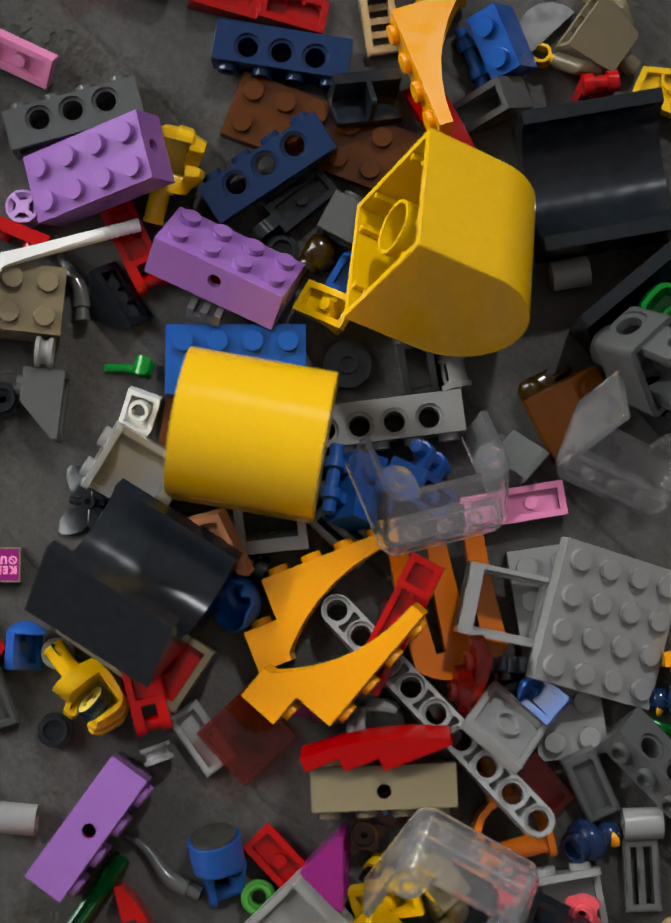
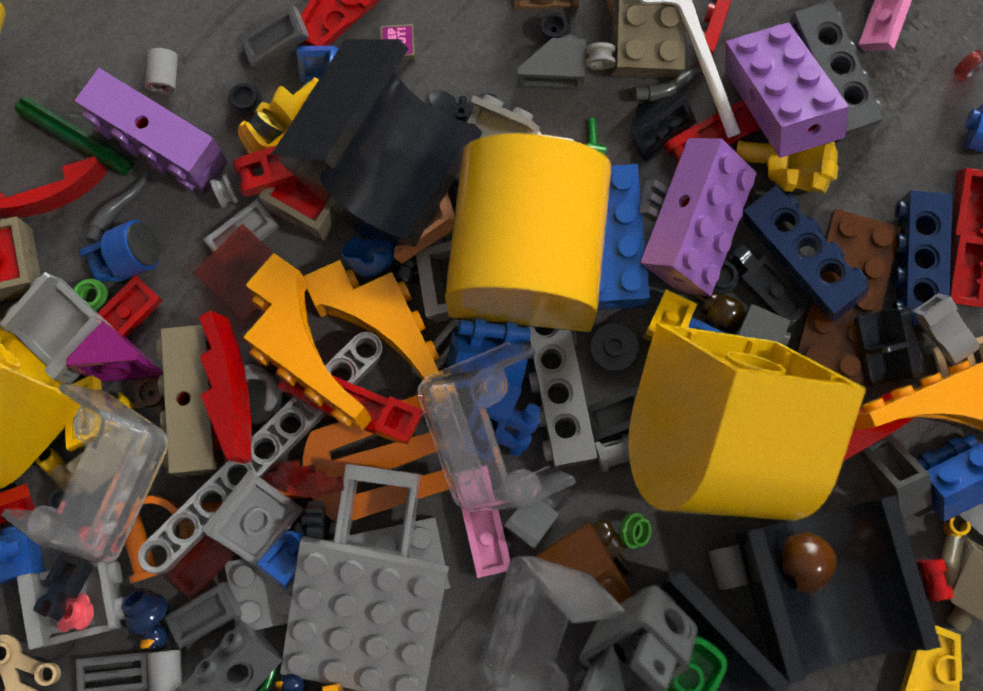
camera: 85 degrees right, 5 degrees down
(20, 203) = (737, 25): lavender wheel -> none
(355, 42) = (946, 328): none -> light grey leg
(530, 359) = (634, 530): none -> bright green plate
(572, 197) = (808, 561): none -> reddish brown hair

